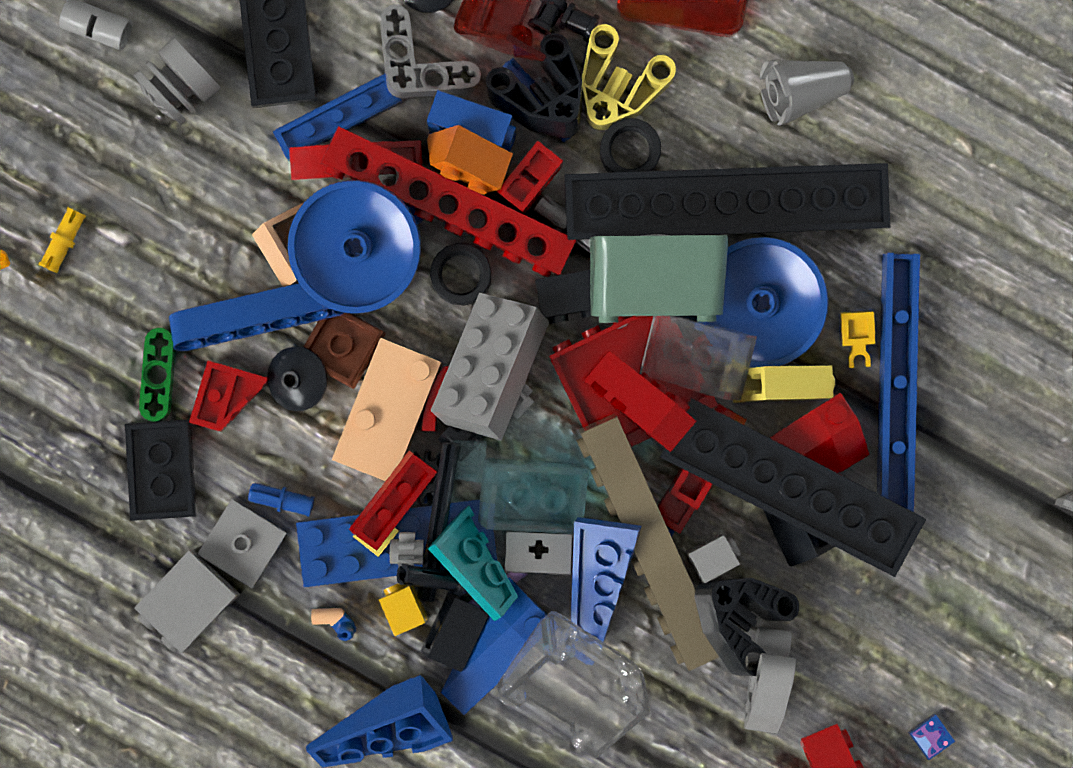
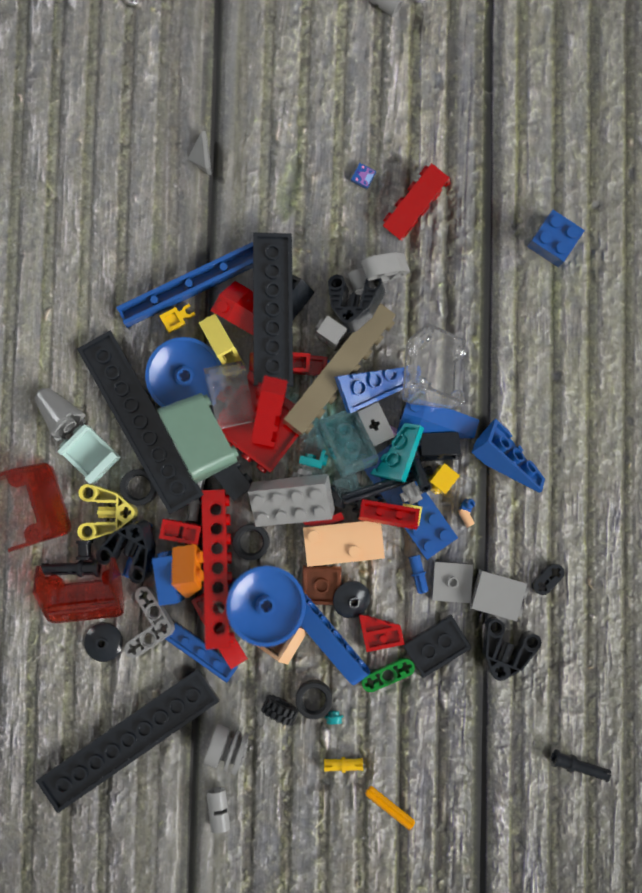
camera: 125 degrees left, 0 degrees up
(76, 584) = (521, 654): none -> black connector
(137, 261) = (333, 717): none -> teal plate
(168, 224) = (318, 713): none -> black tyre
(178, 688) = (551, 582): none -> black beam
(191, 188) = (279, 710): none -> black tyre
(535, 426) = (311, 461): none -> teal bracket
(719, 101) = (88, 453): none -> light aqua panel

